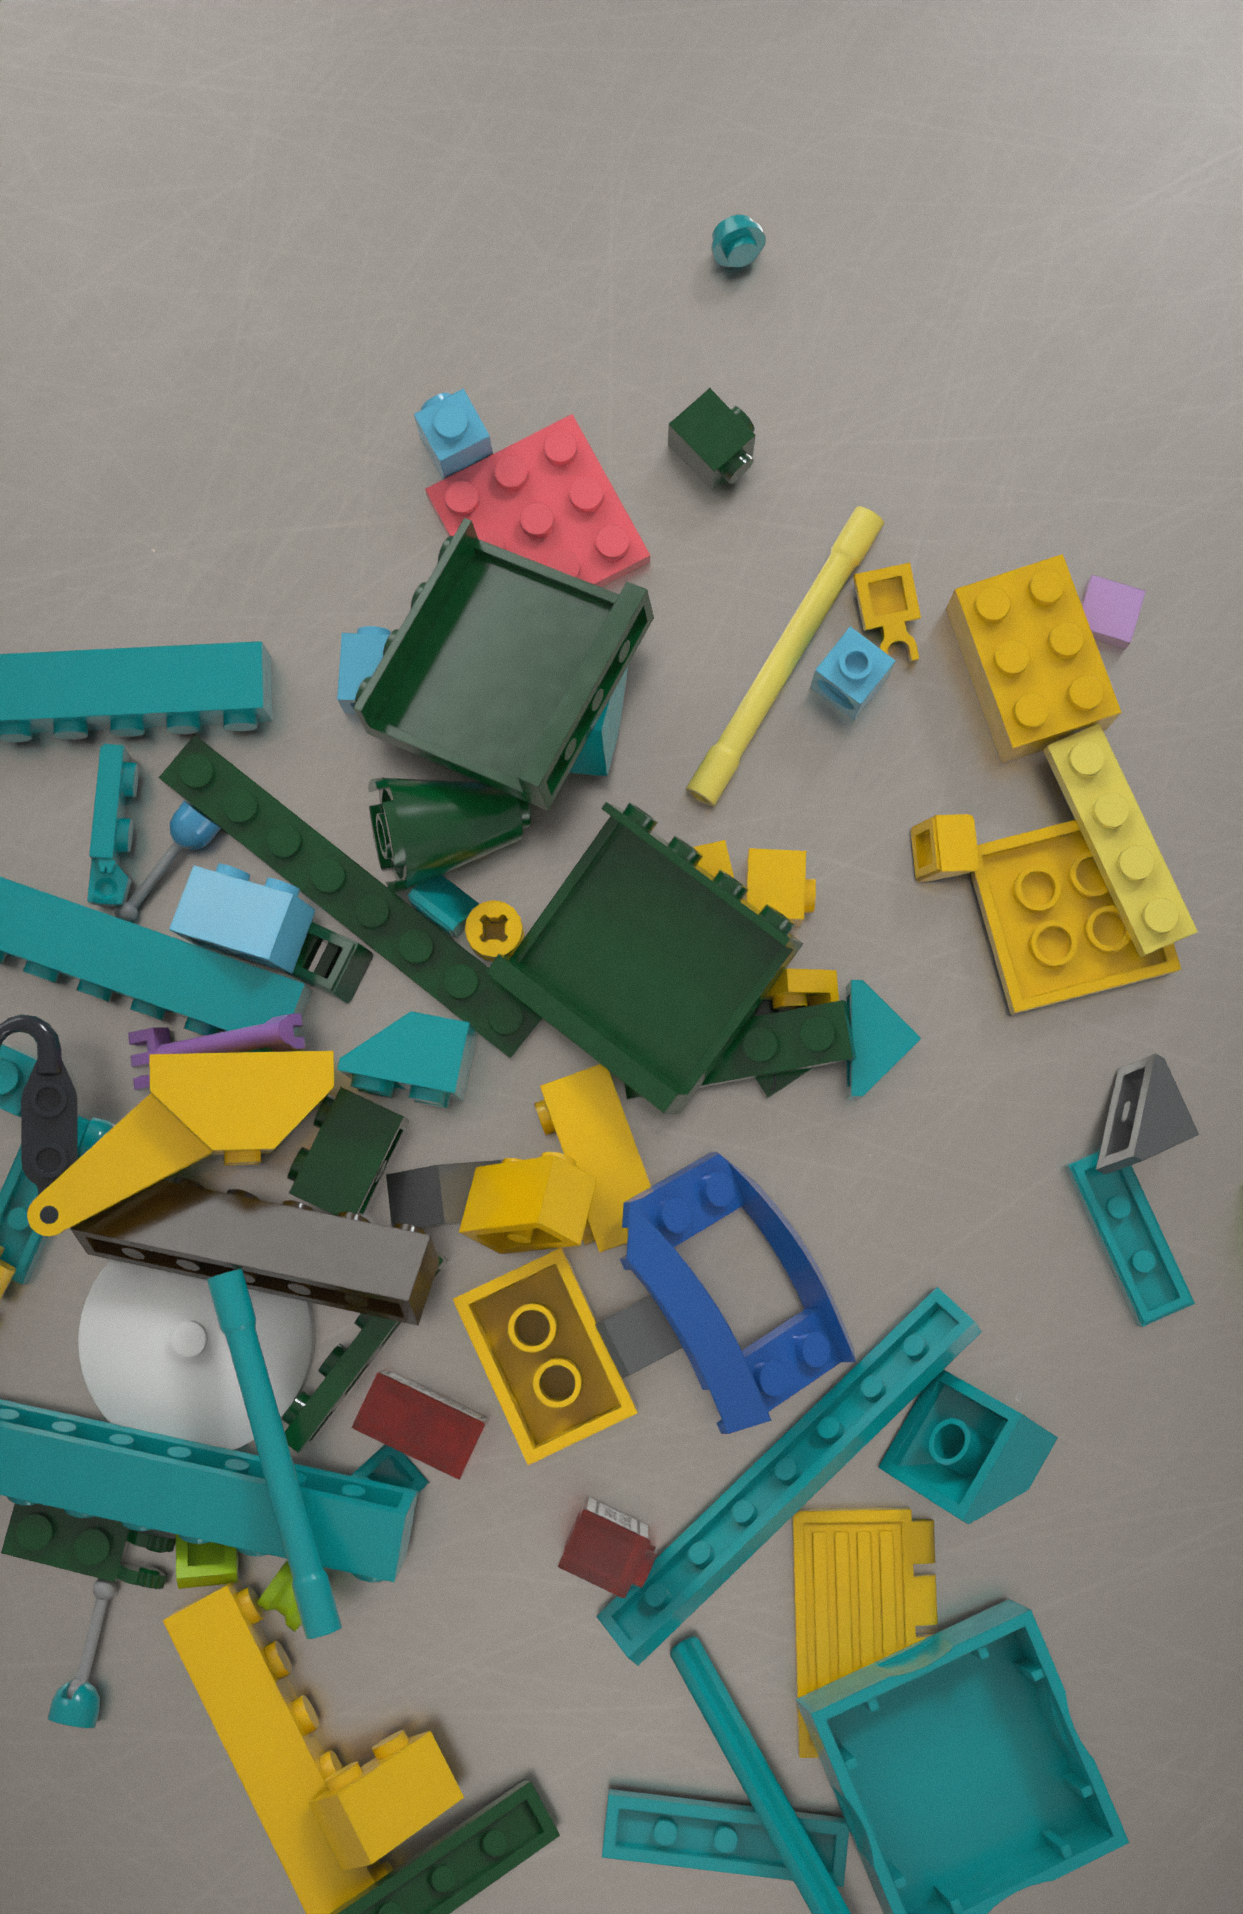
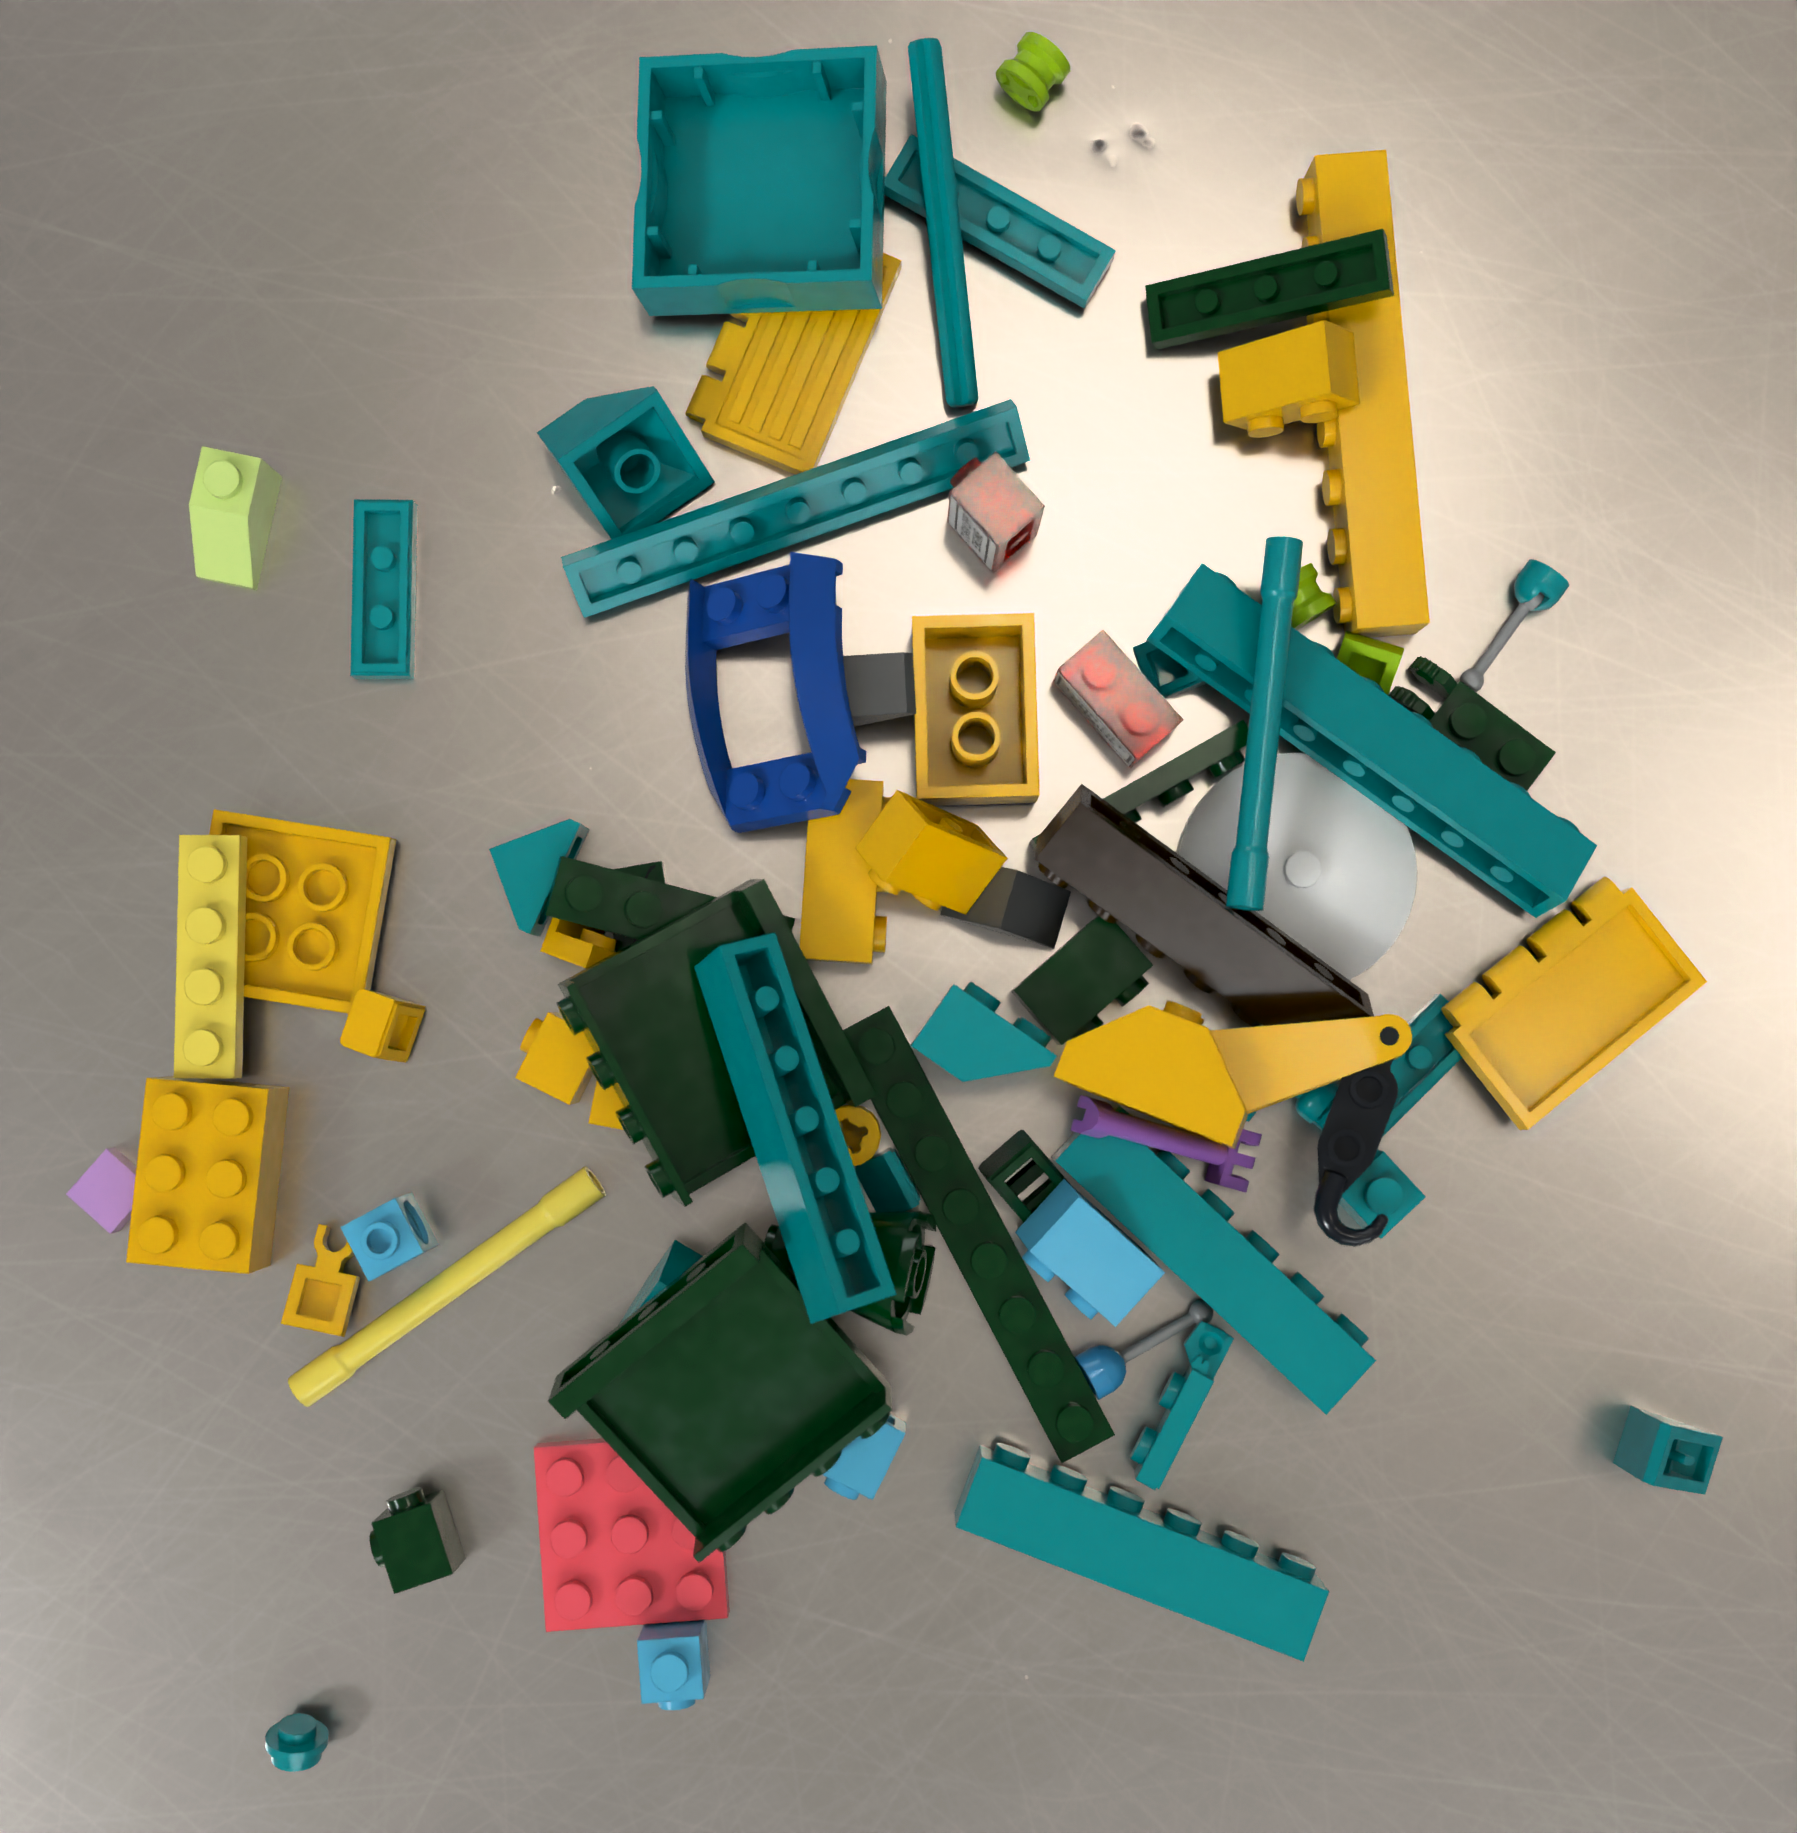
camera: 155 degrees left, 5 degrees up
(540, 907) = (793, 1128): none -> teal brick
(1143, 1115) = (316, 686): dark grey slope -> none

